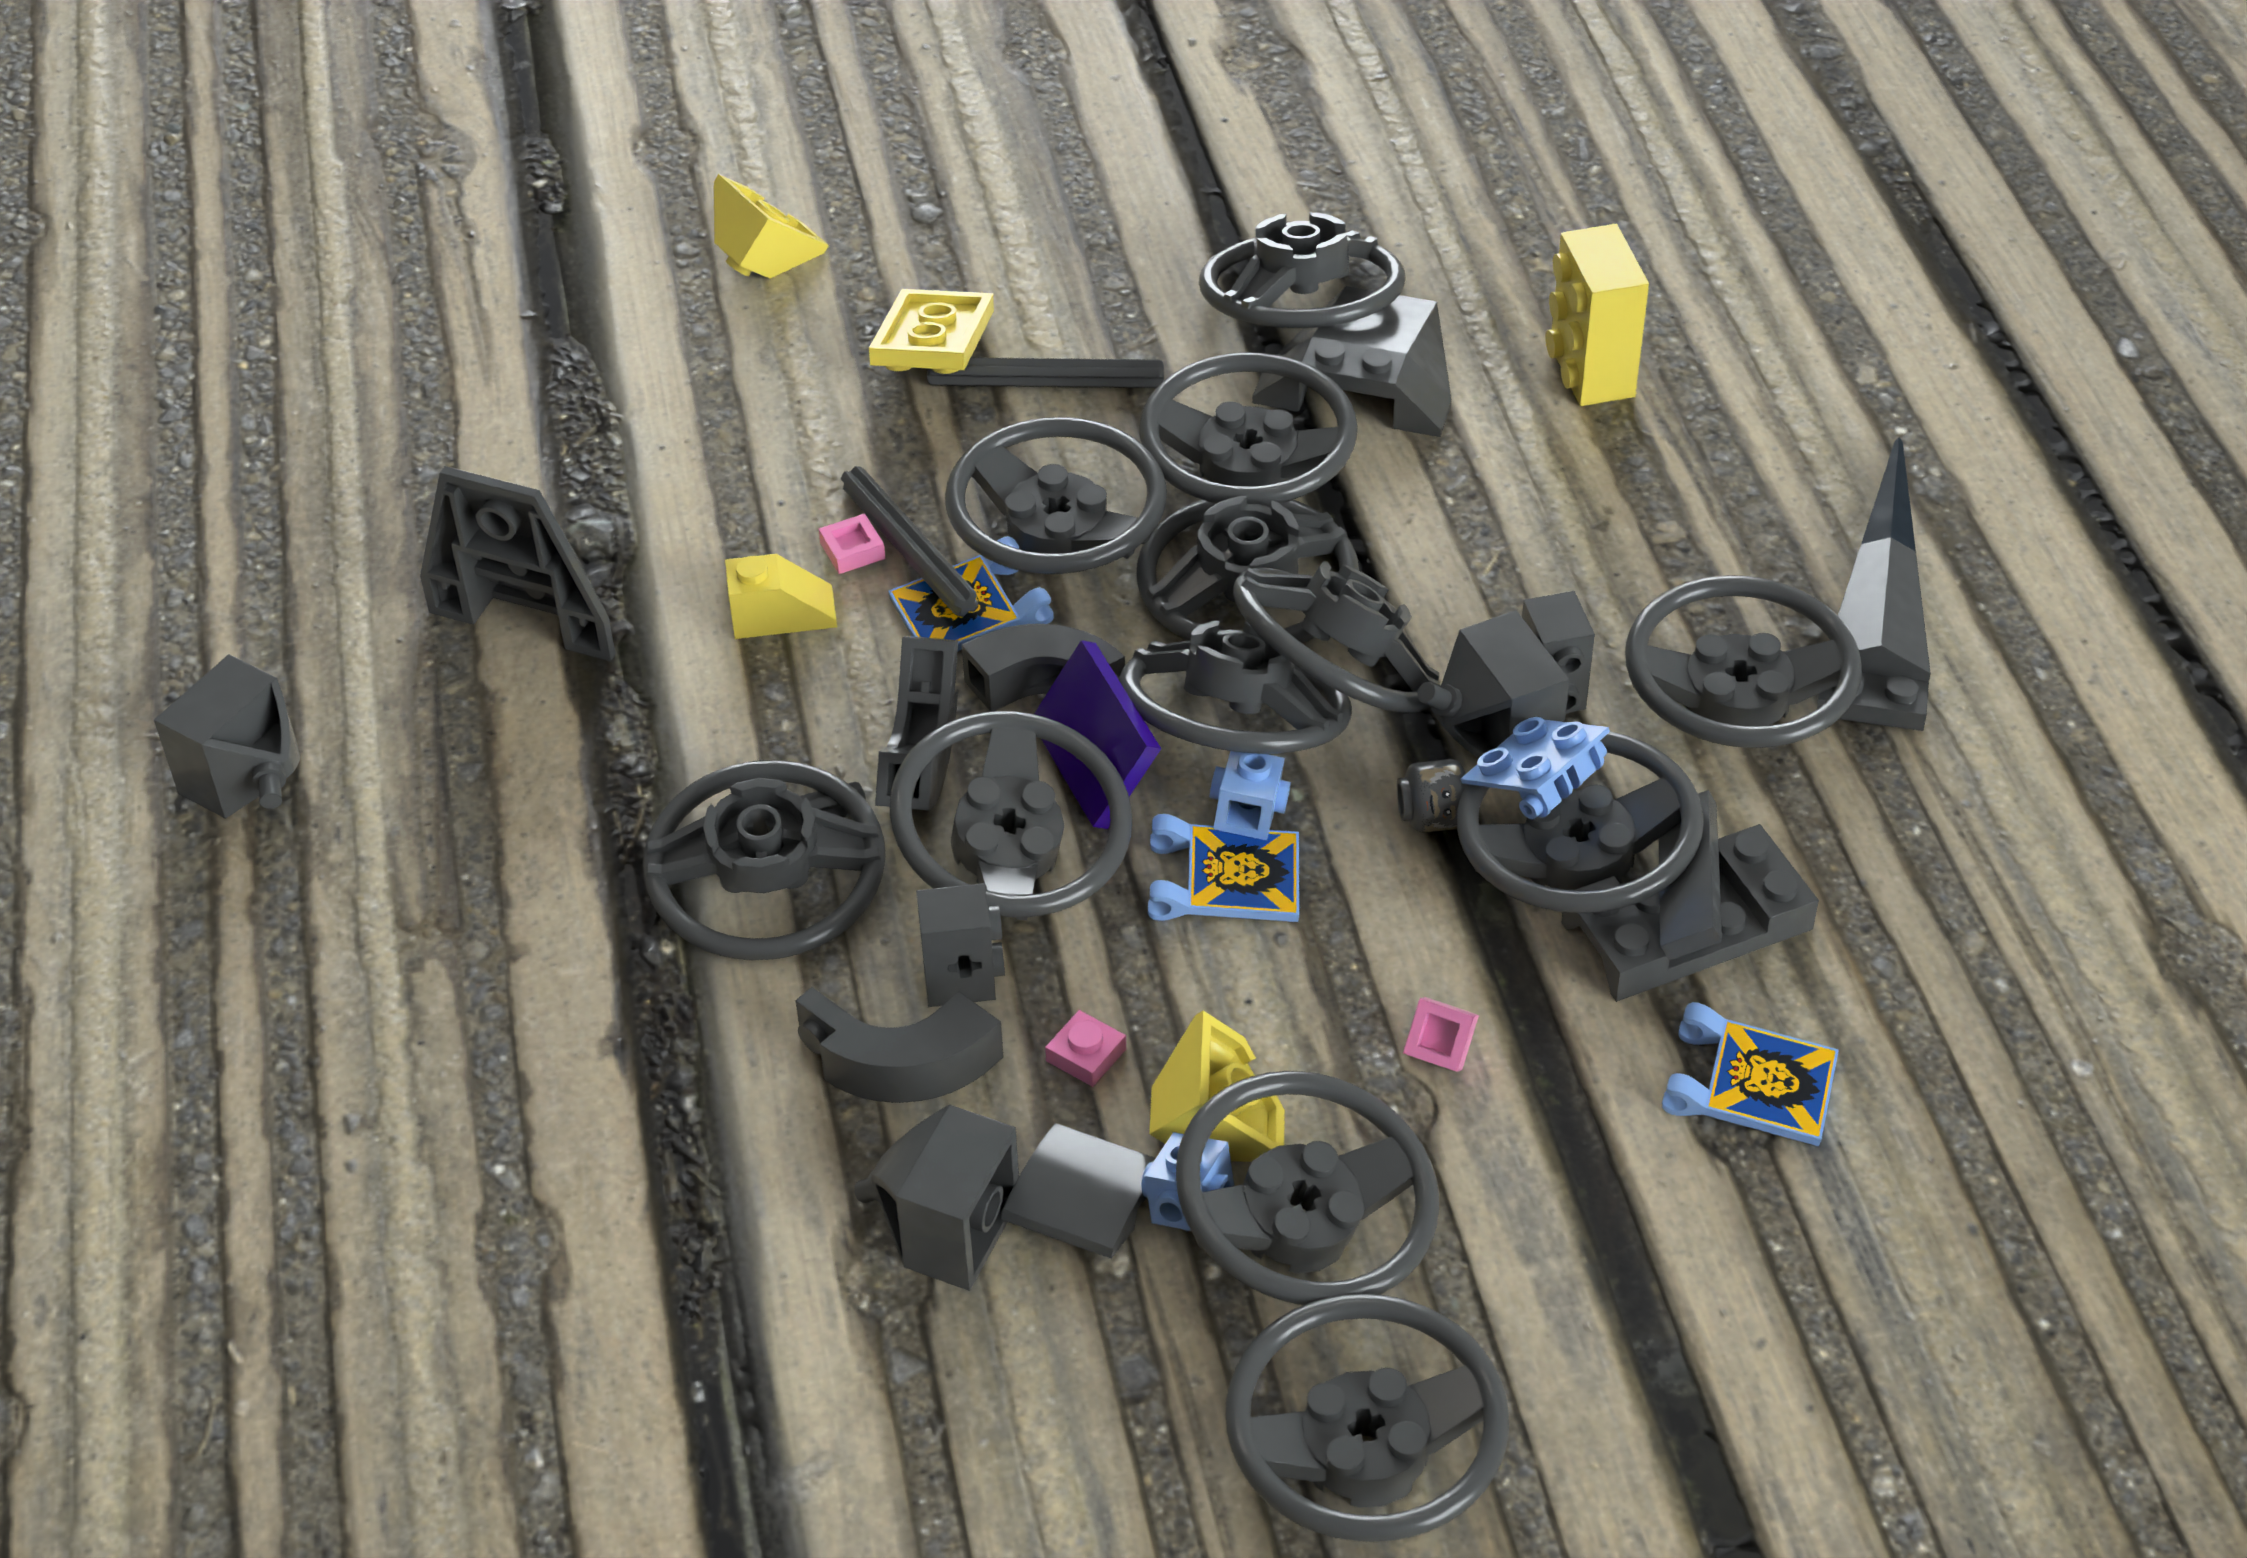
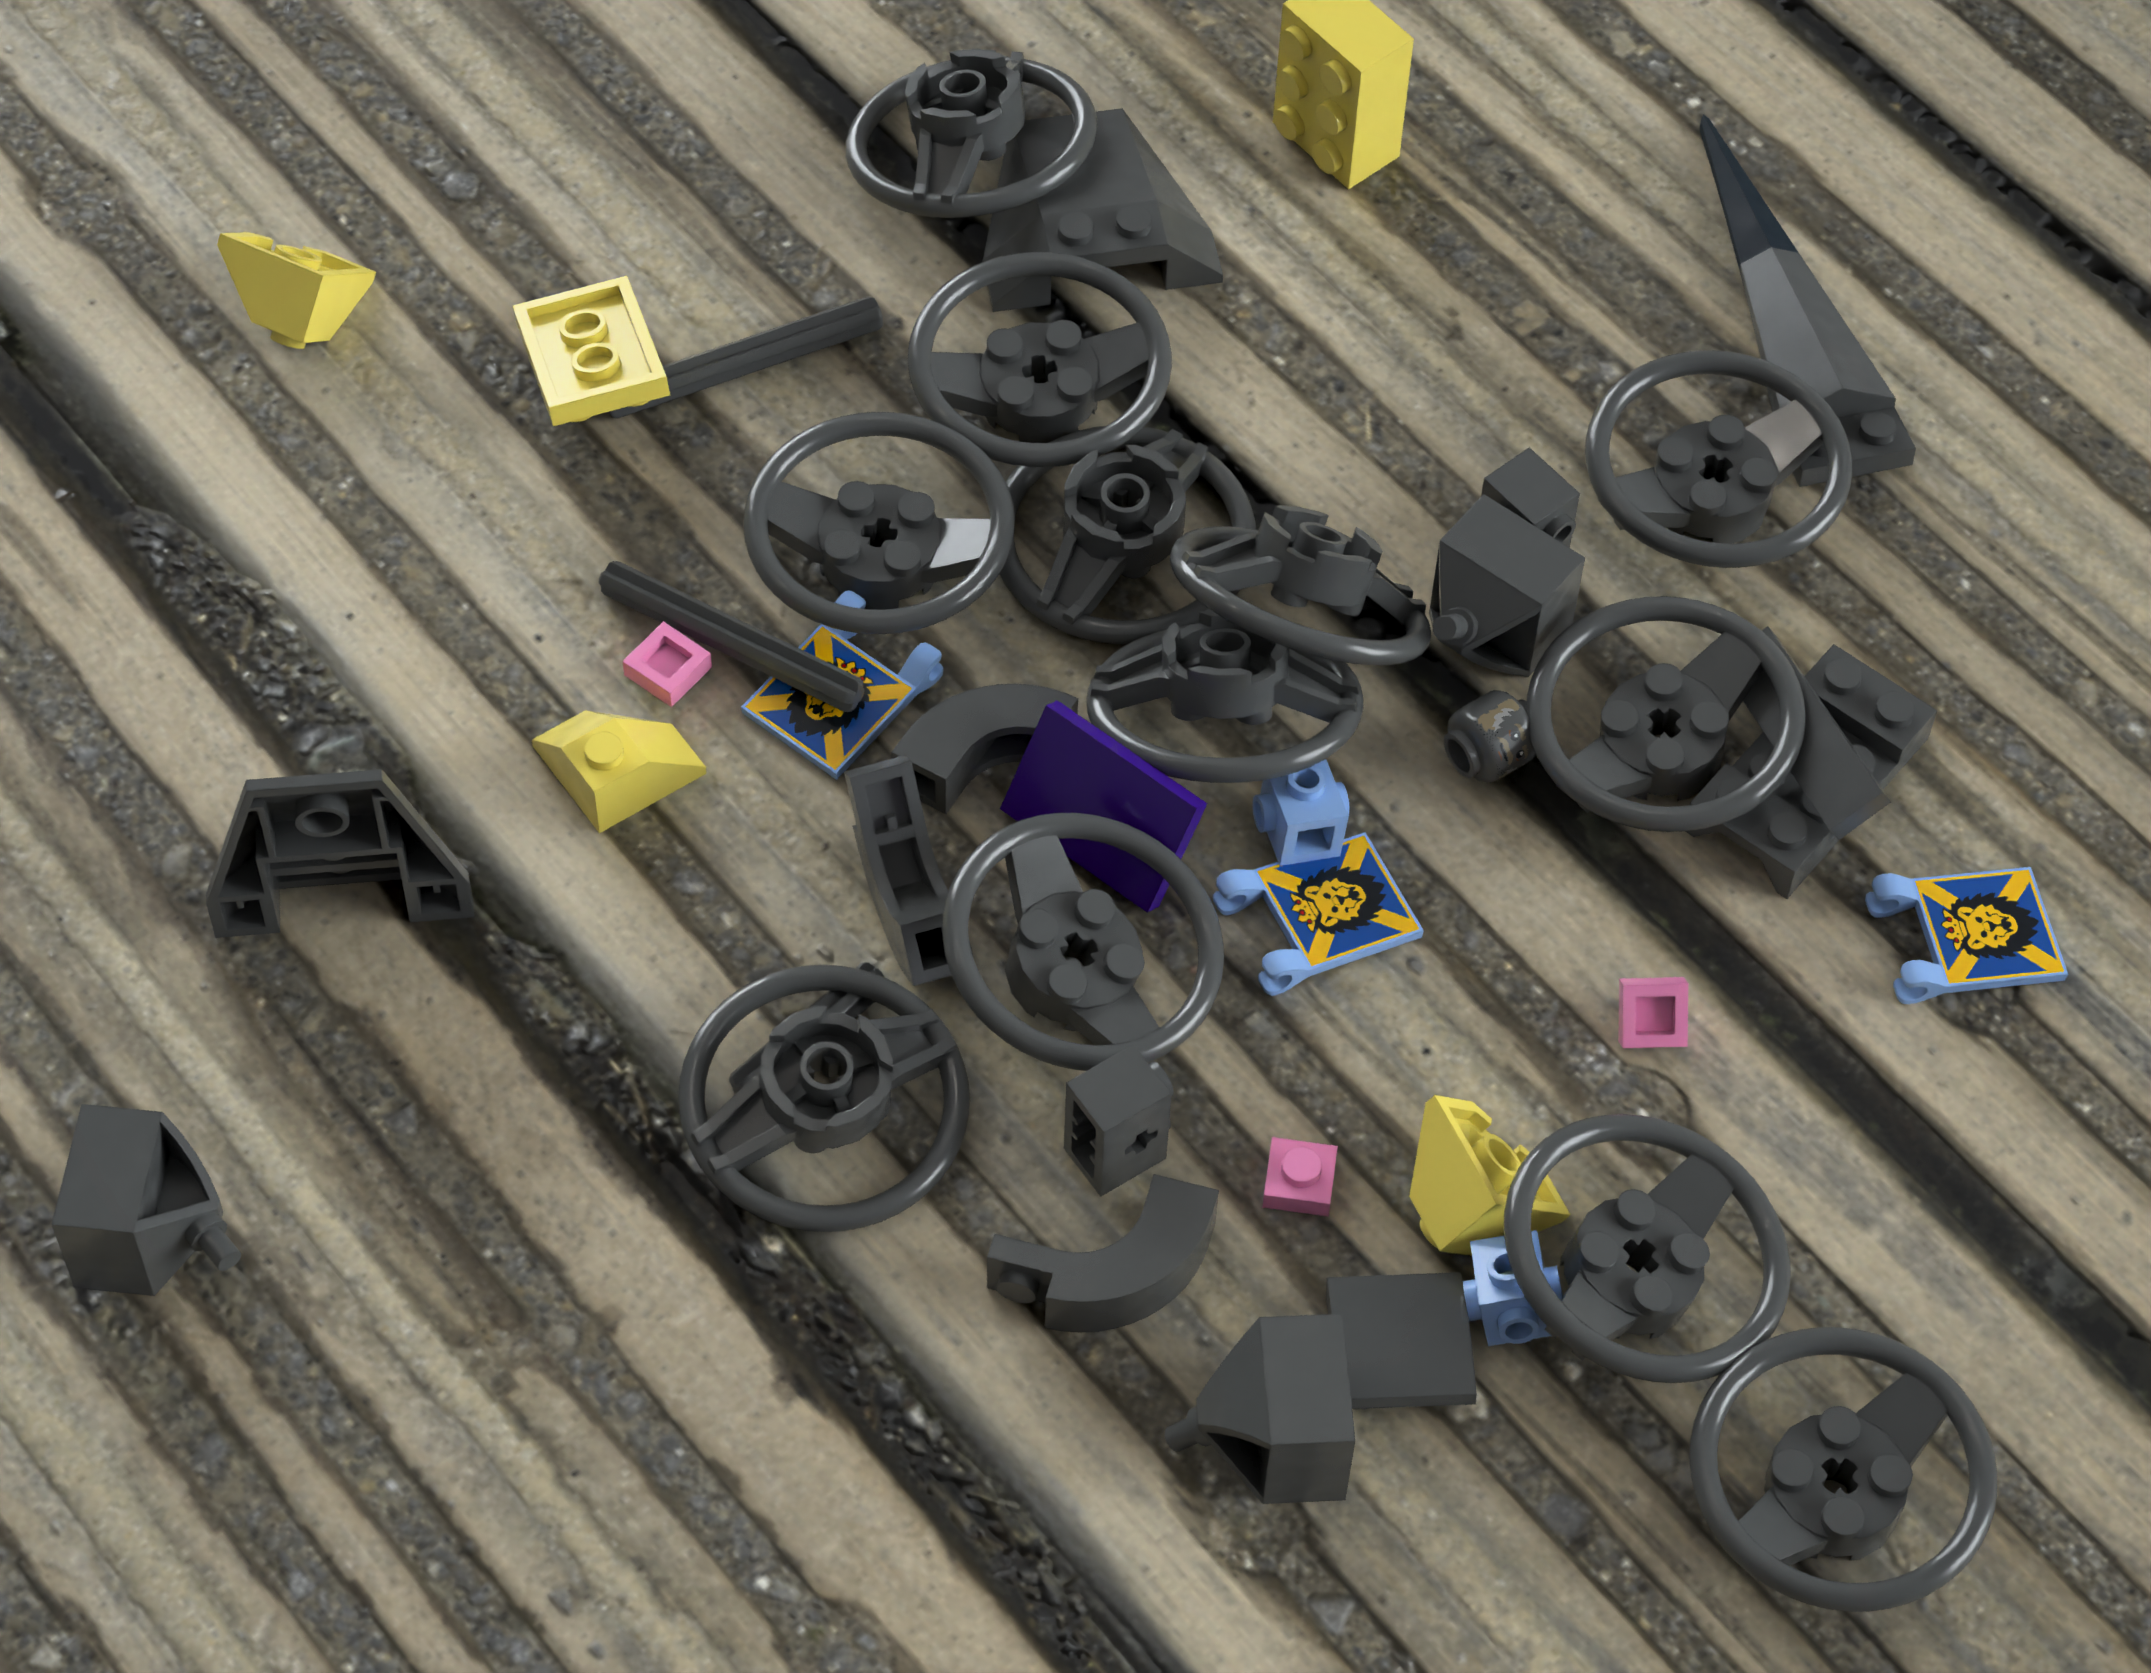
camera: 30 degrees left, 10 degrees up
(1541, 762) = (1601, 665): light blue hinge -> none

